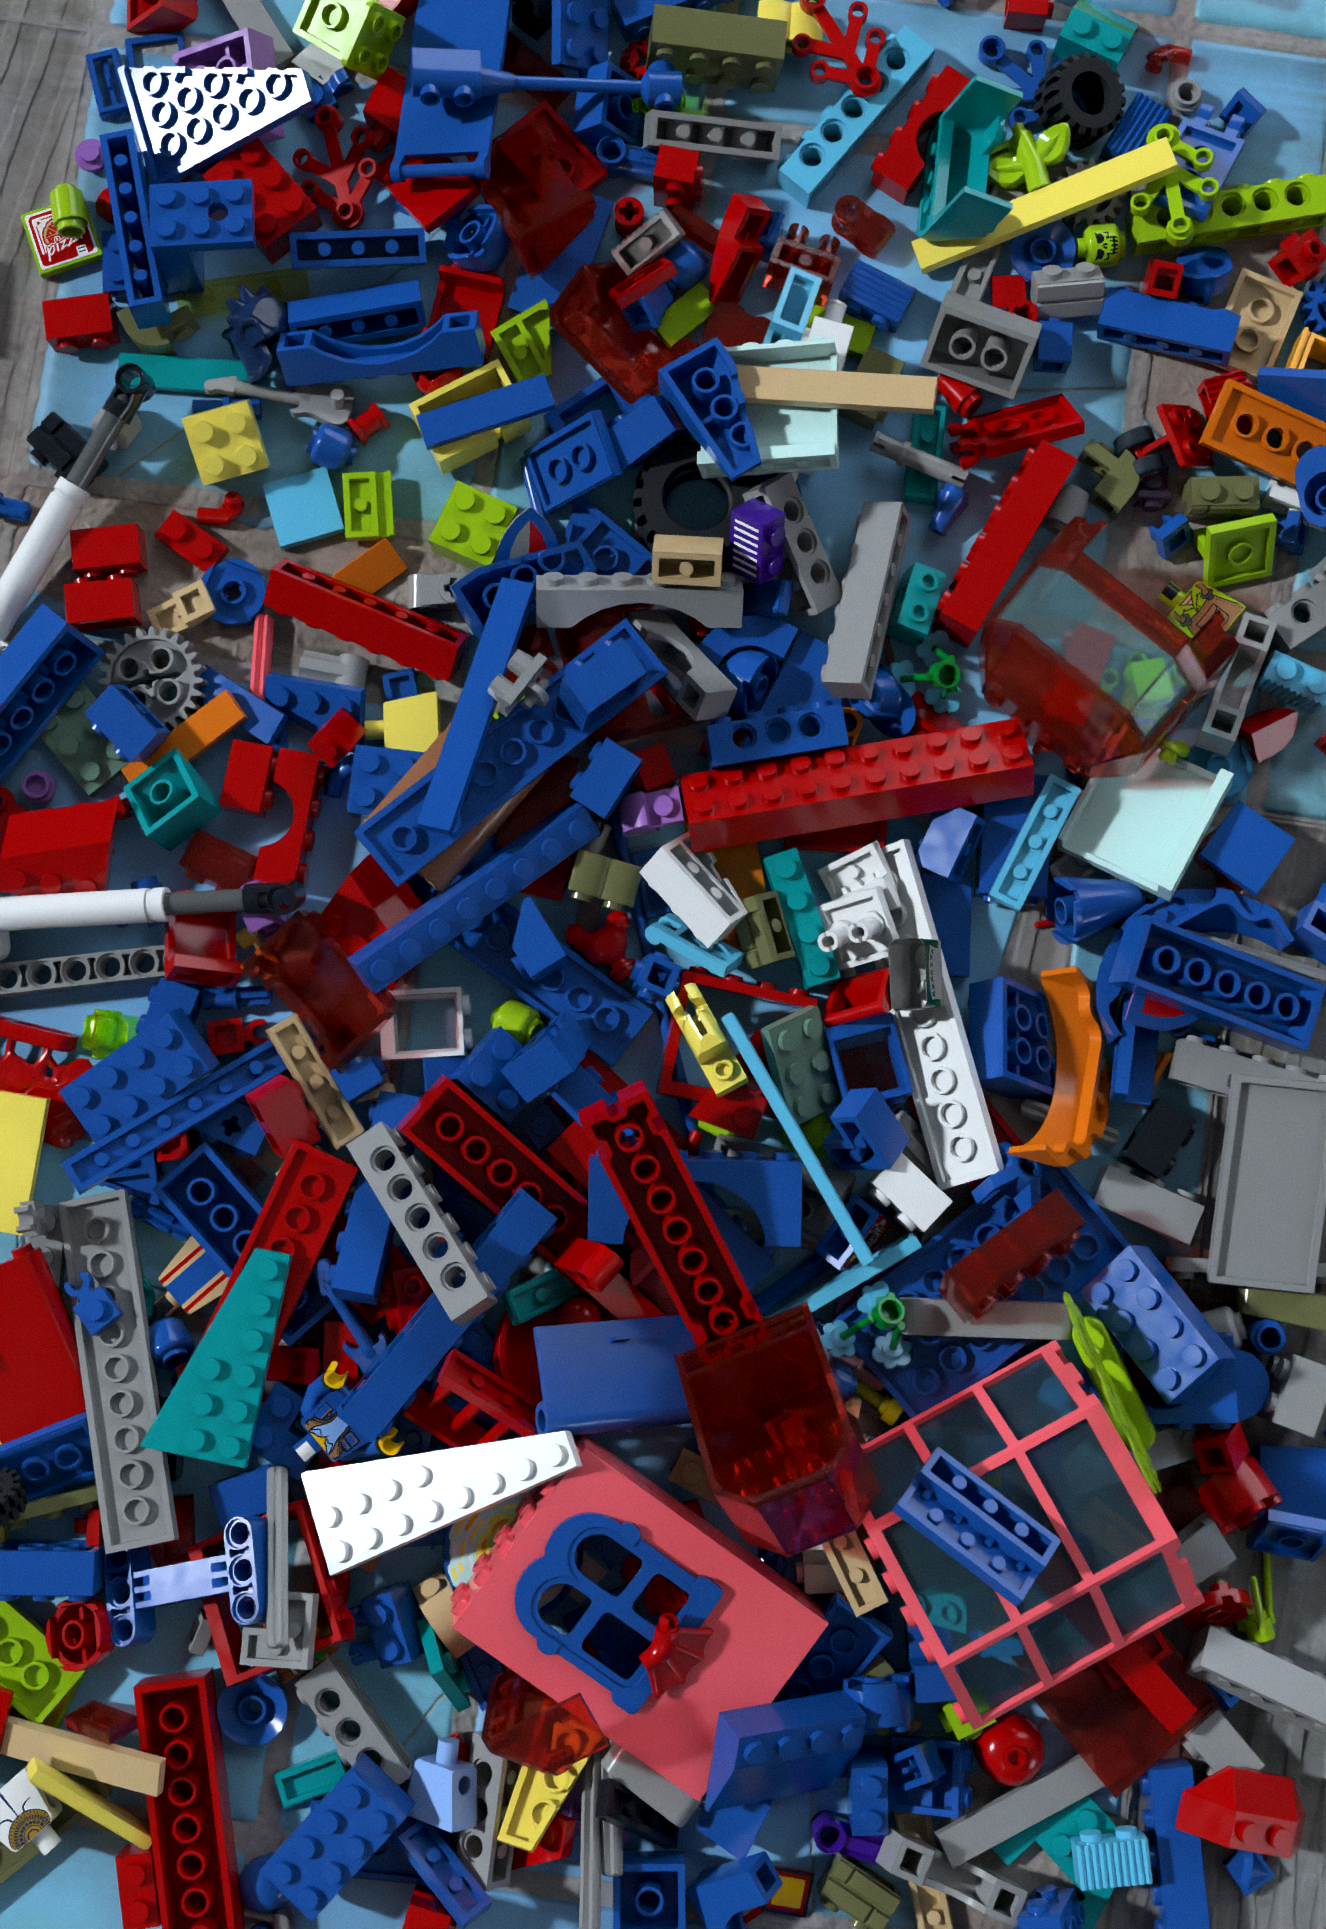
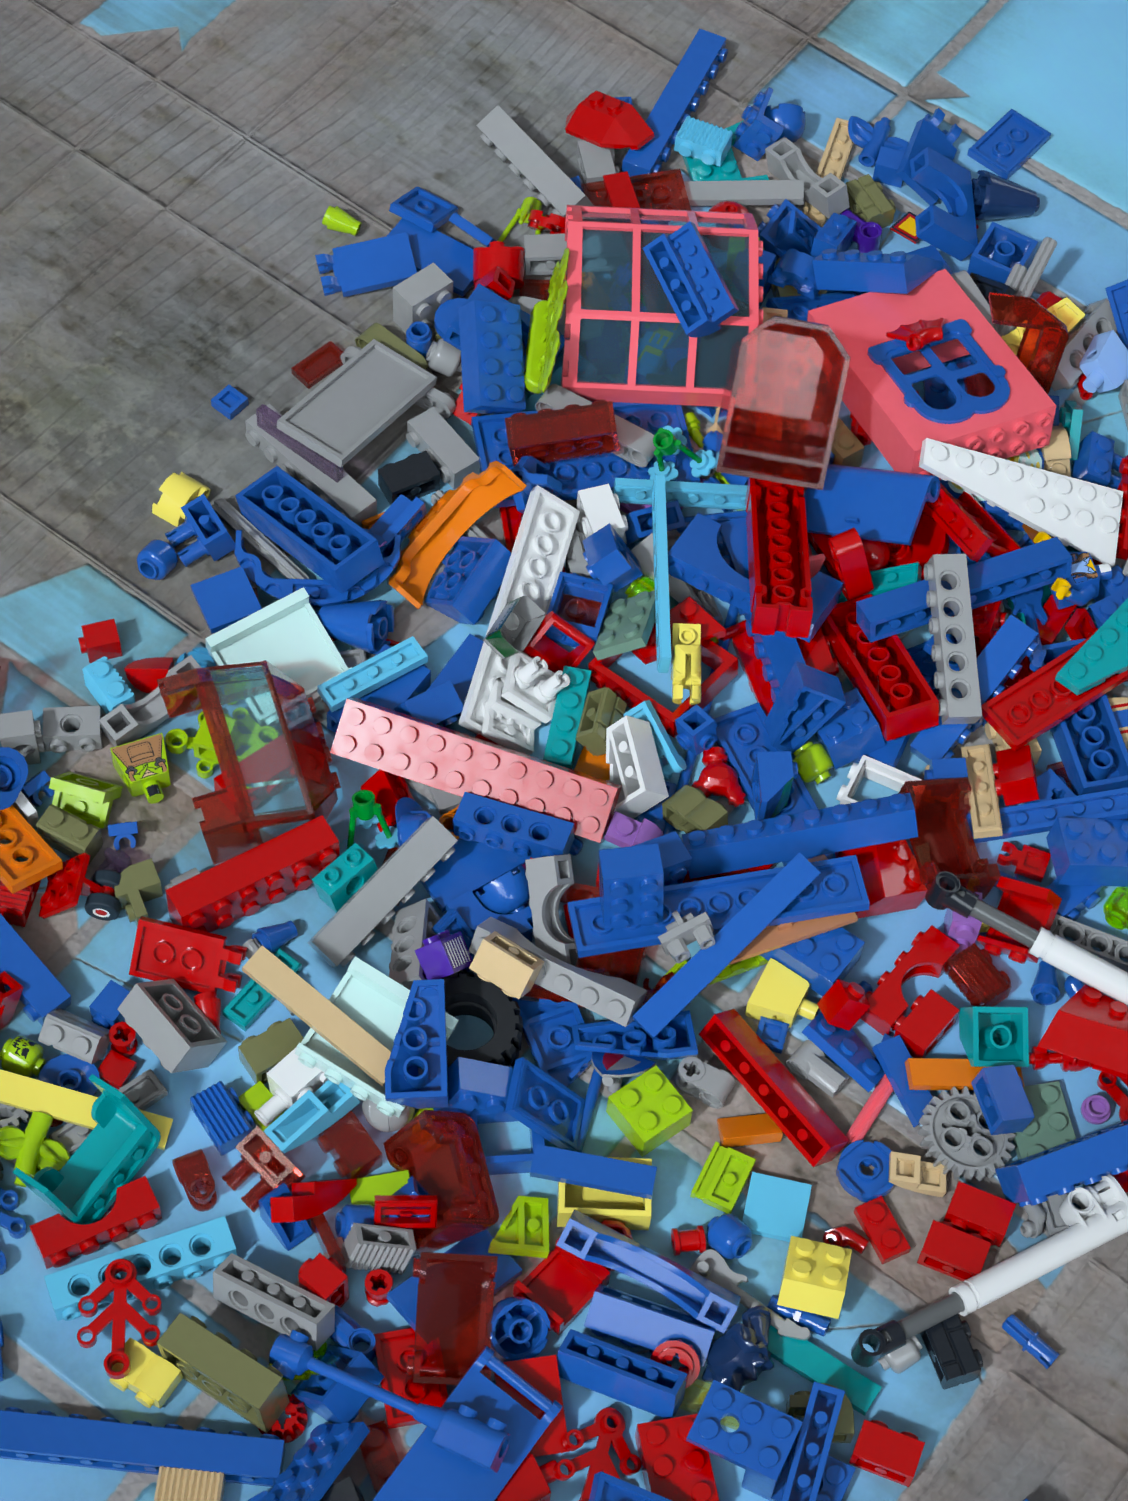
camera: 155 degrees left, 25 degrees down
(313, 286) = (686, 1355): none -> red gear

